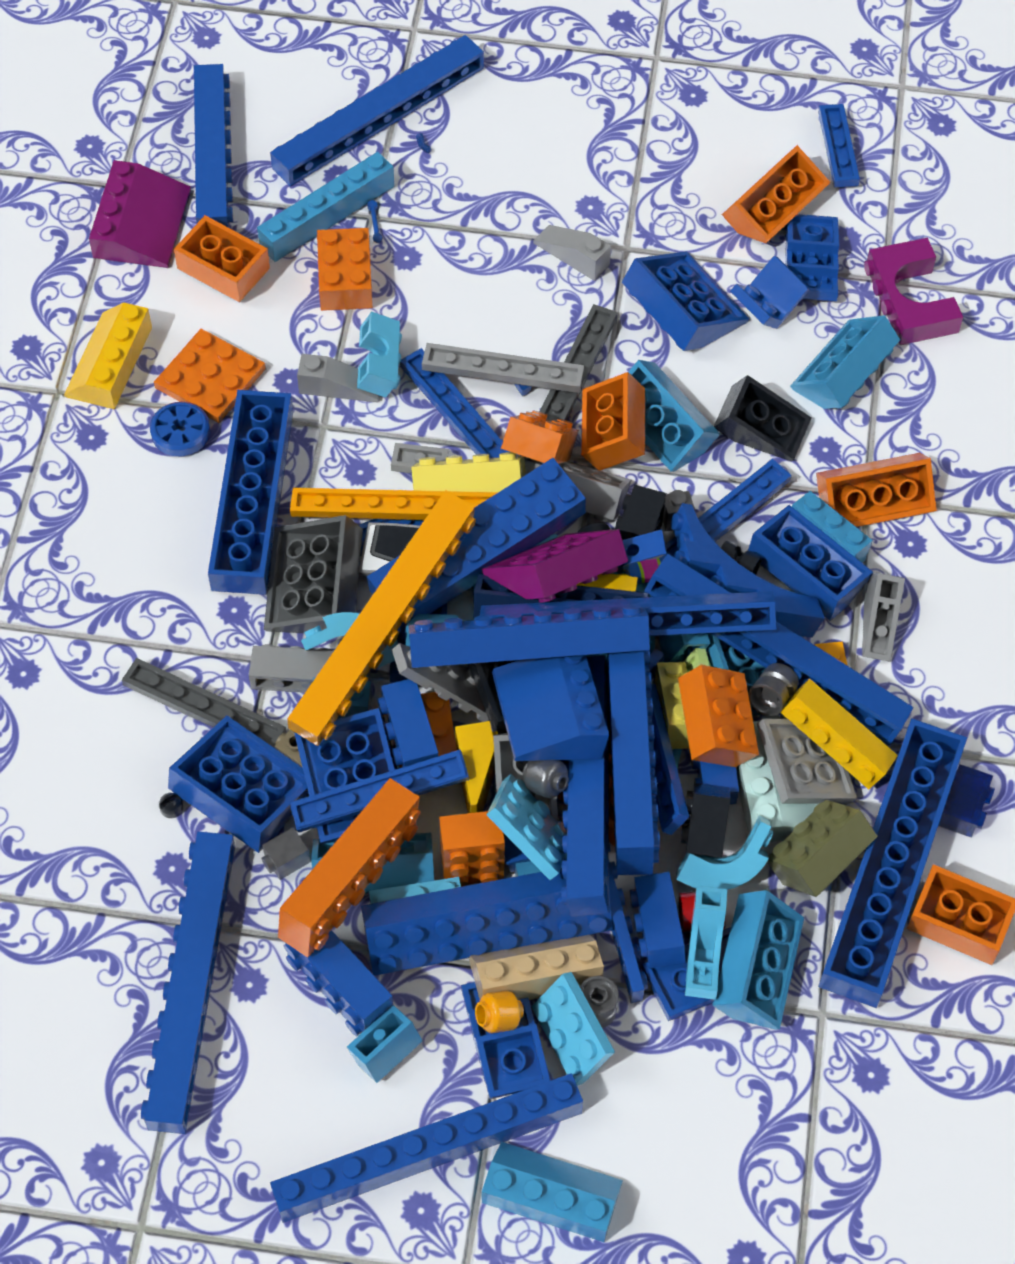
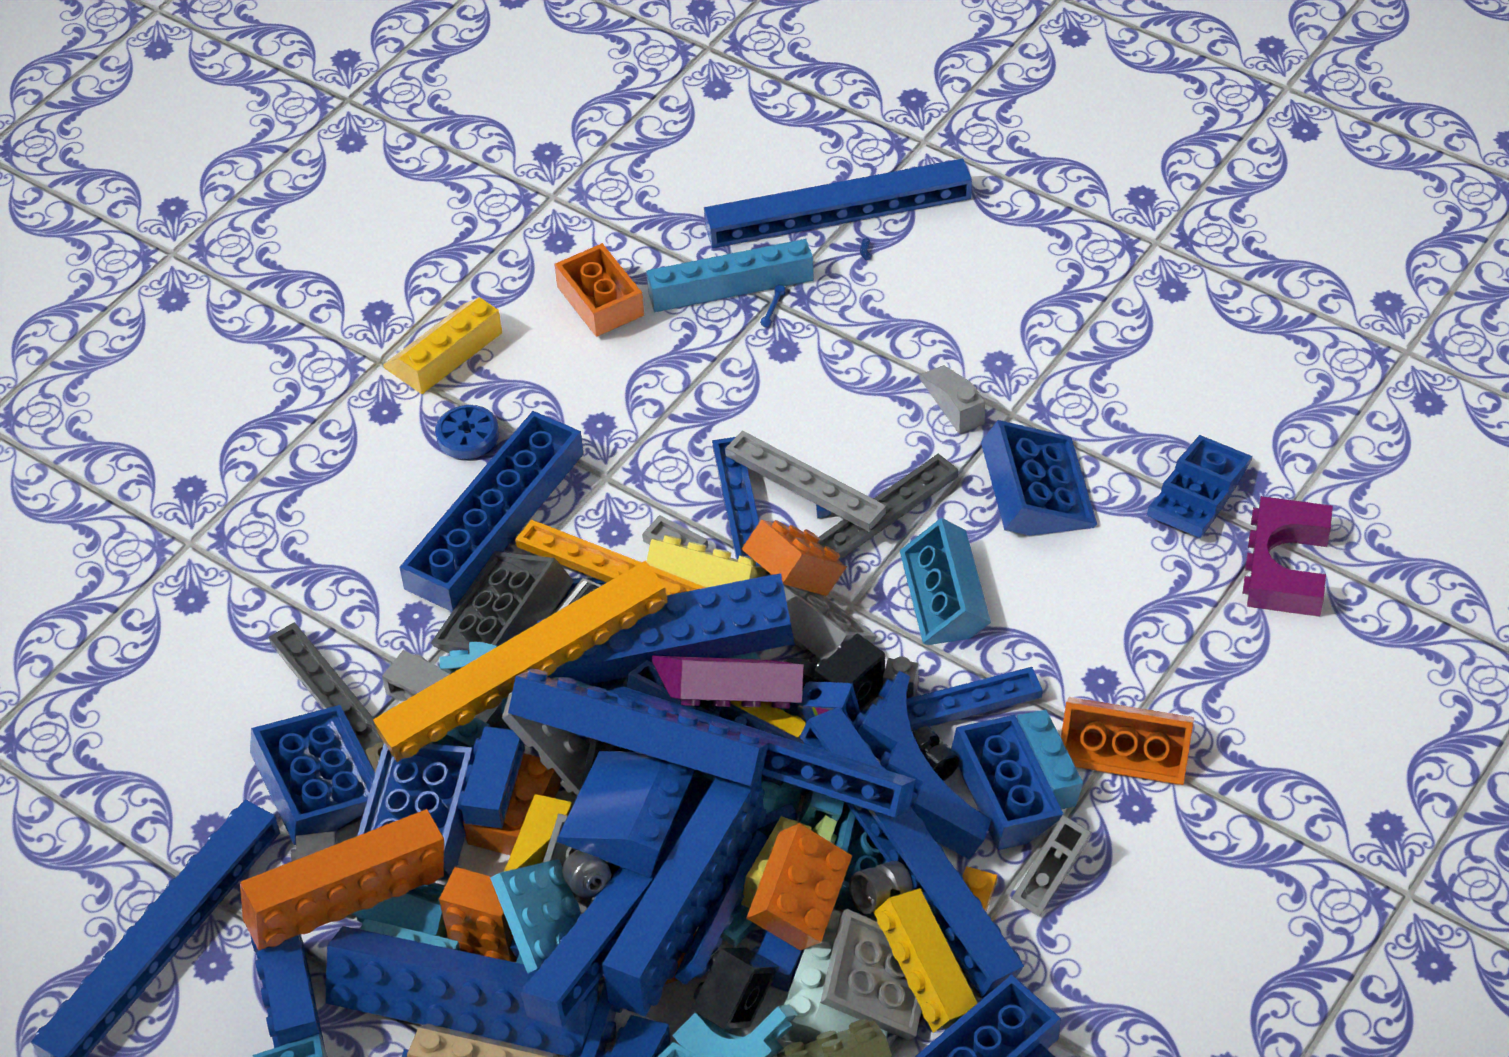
camera: 30 degrees right, 10 degrees down
(138, 216) = (548, 225): magenta slope -> none
(173, 808) = (244, 769): black hinge -> none
(209, 374) = (524, 387): orange plate -> none
(211, 143) = (656, 186): blue brick -> none
(330, 378) = (640, 437): light grey slope -> none
(344, 269) = (711, 338): orange brick -> none
(354, 797) = (457, 827): blue tile -> none
(380, 368) = (683, 442): medium azure arch -> none
(613, 421) = (883, 569): orange brick -> none
(762, 419) = (1046, 626): black slope -> none
(772, 293) = (1127, 508): blue bracket -> none
(776, 197) = (1193, 411): orange slope -> none
(838, 145) = (1296, 386): blue plate -> none
(846, 362) = (1173, 601): dark azure slope -> none

